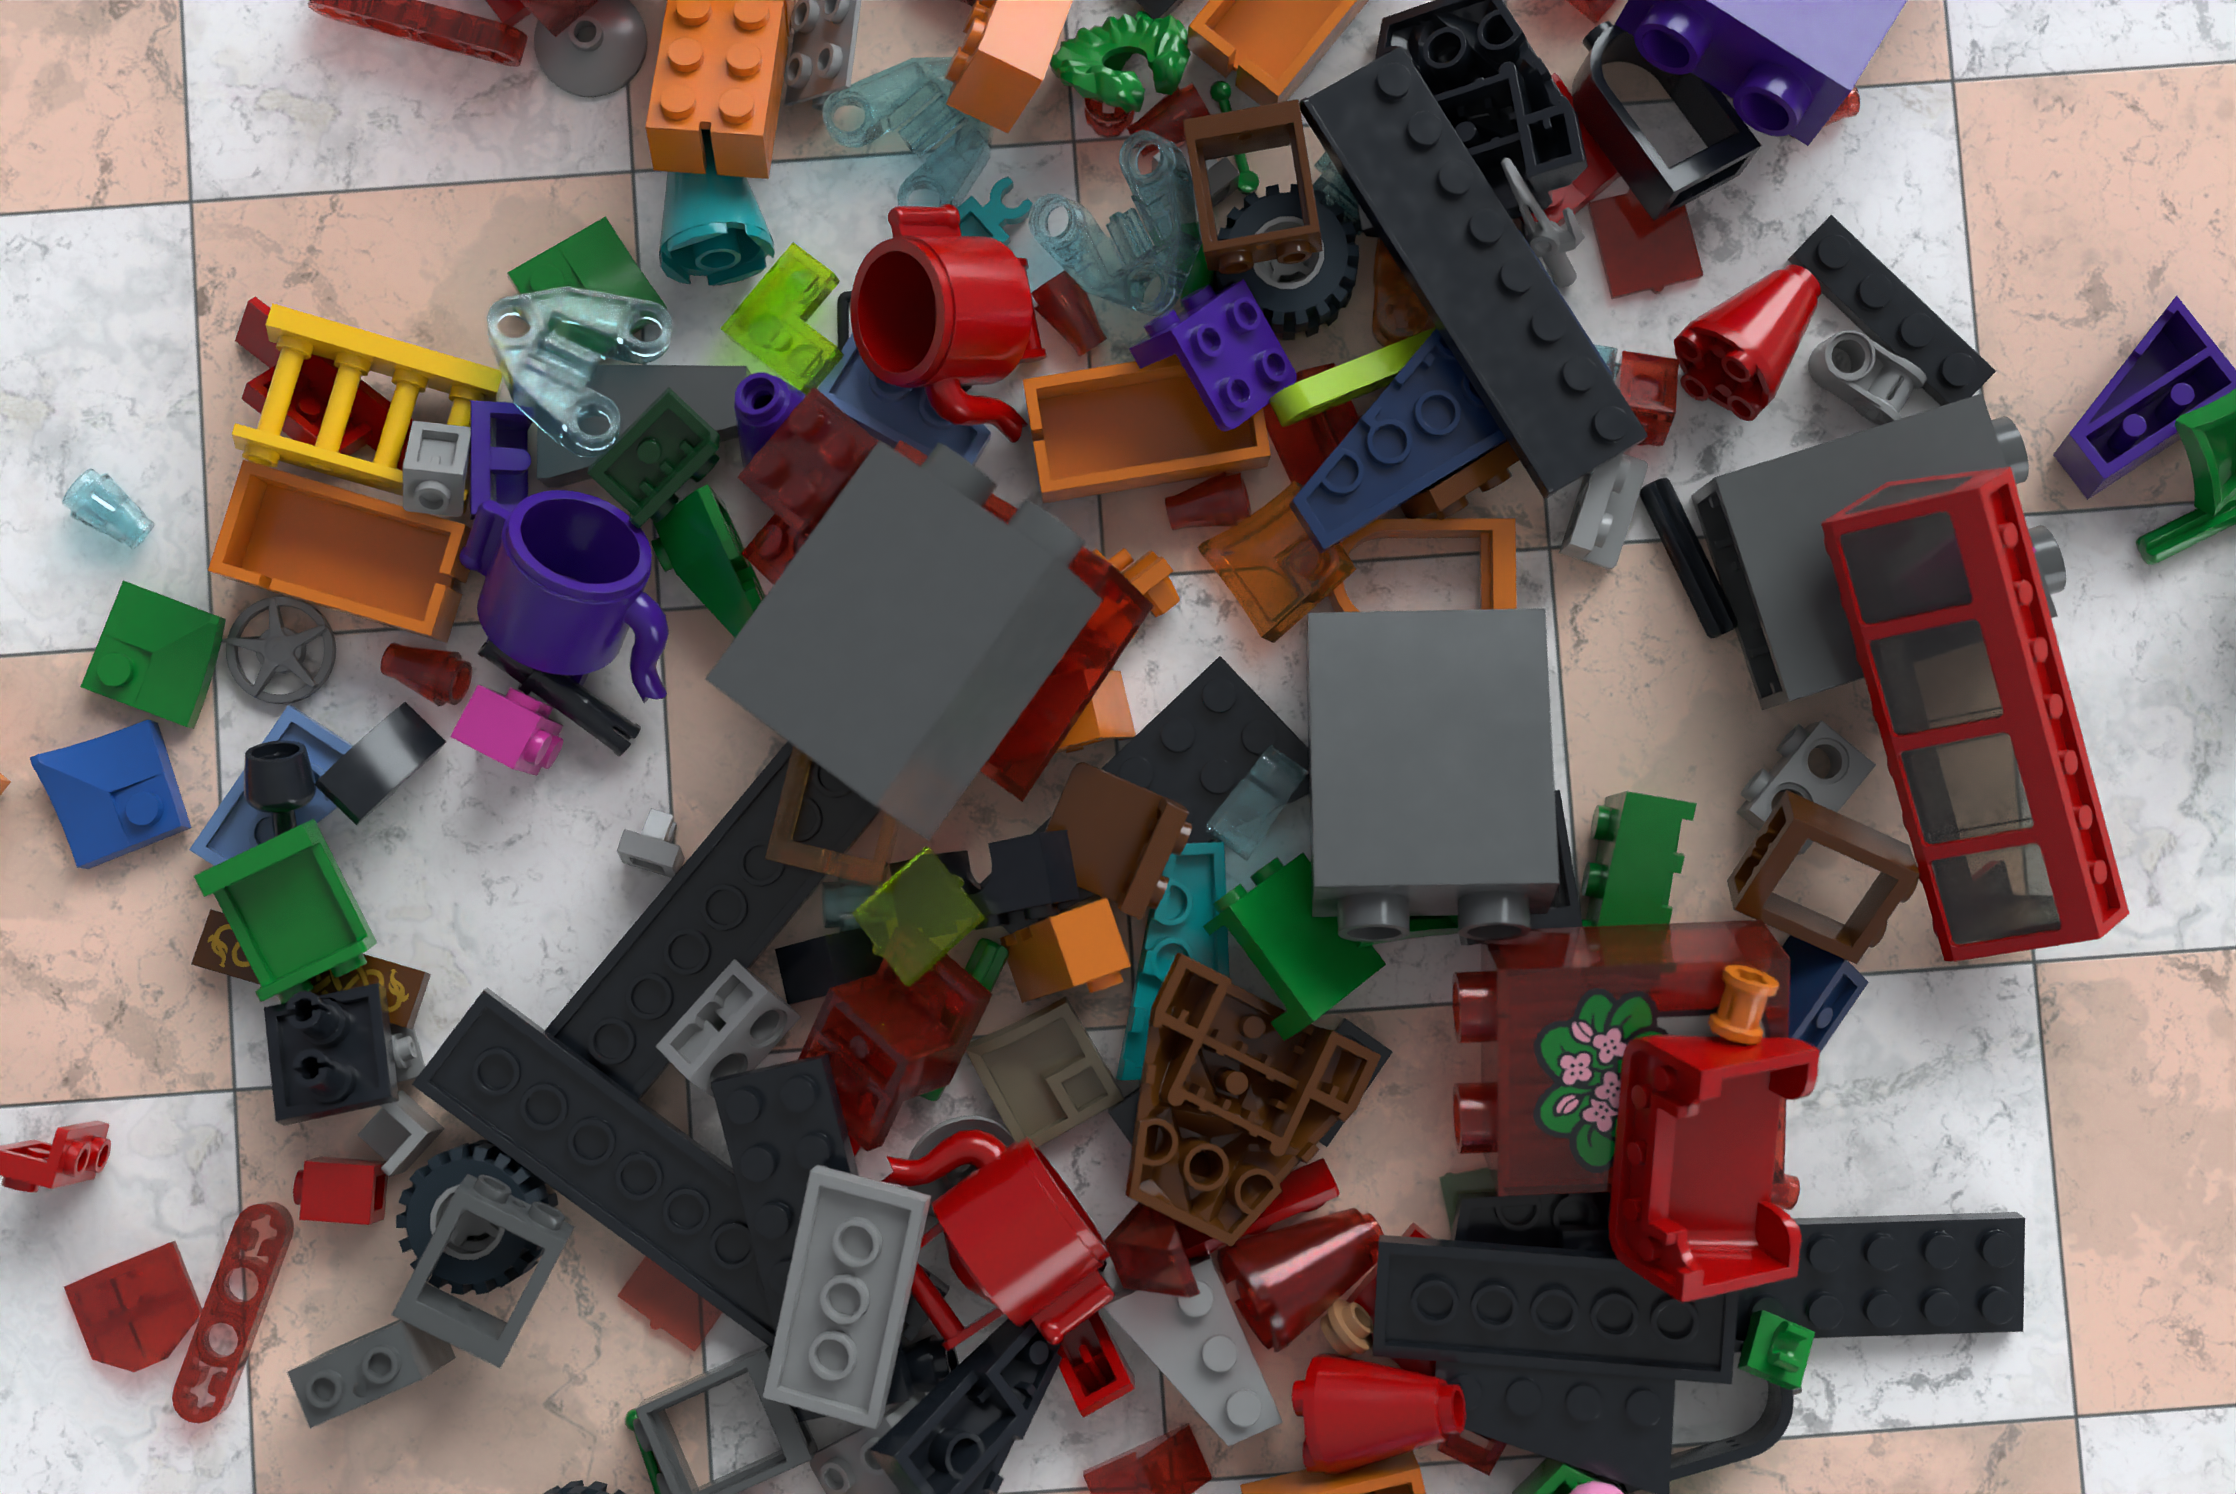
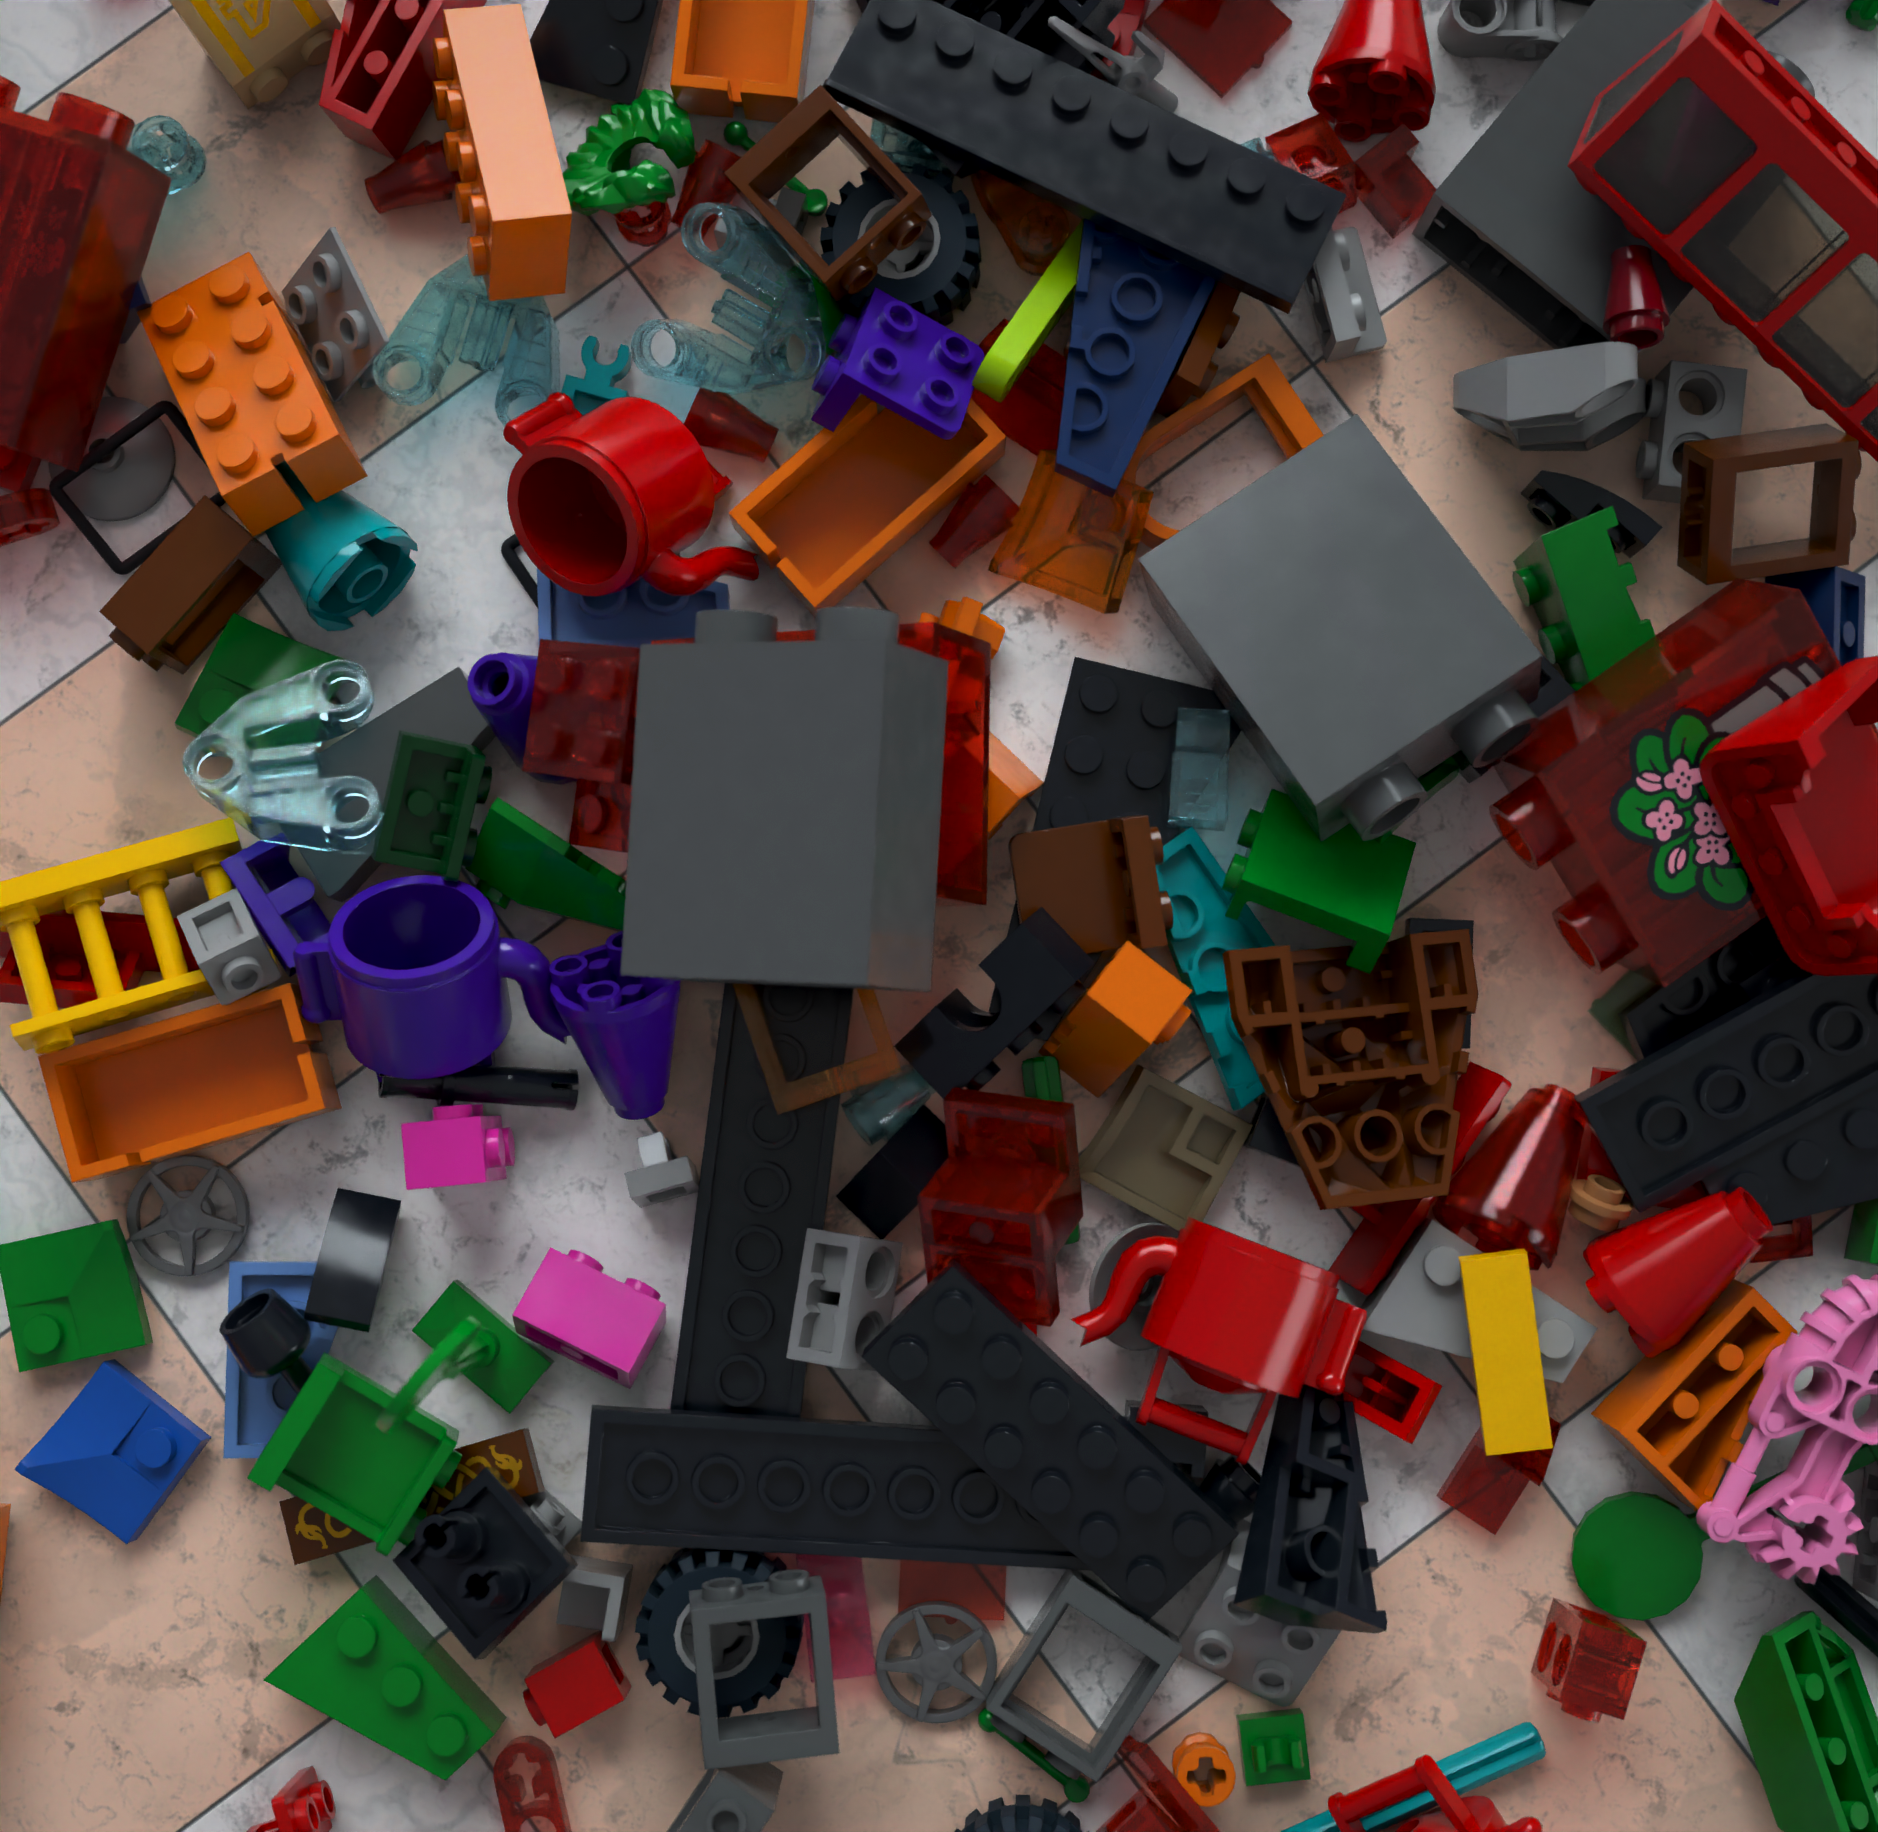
camera: 30 degrees left, 0 degrees up
(205, 1098) = (391, 1683): none -> green wedge
(426, 877) = (471, 1342): none -> green piece
(432, 673) = (343, 1146): clear red cone -> none
(530, 920) = (591, 1315): none -> dark pink brick
(576, 1268) = (847, 1614): none -> clear pink slope
(581, 178) = (189, 589): none -> reddish brown window
(583, 32) = (98, 454): none -> black piece
(623, 1350) = (936, 1662): none -> flat silver wheel
(688, 717) = (618, 1025): none -> dark purple cone
(774, 320) = (453, 603): clear neon green plate -> none
(846, 1296) = (1121, 1473): light grey plate -> none
(918, 916) = (955, 1075): clear neon green piece -> none
(1151, 1254) = (1379, 1250): clear red slope -> none
(1198, 1394) = (1505, 1352): none -> yellow tile
(1675, 778) = (1562, 499): none -> black slope
(1688, 558) = (1448, 291): black axle -> none
(1699, 446) = (1392, 183): none -> clear red panel
(1713, 693) = (1555, 396): none -> light grey connector
(1742, 1004) = (1785, 659): orange bush -> none
(1812, 658) = (1634, 300): none -> dark red cone

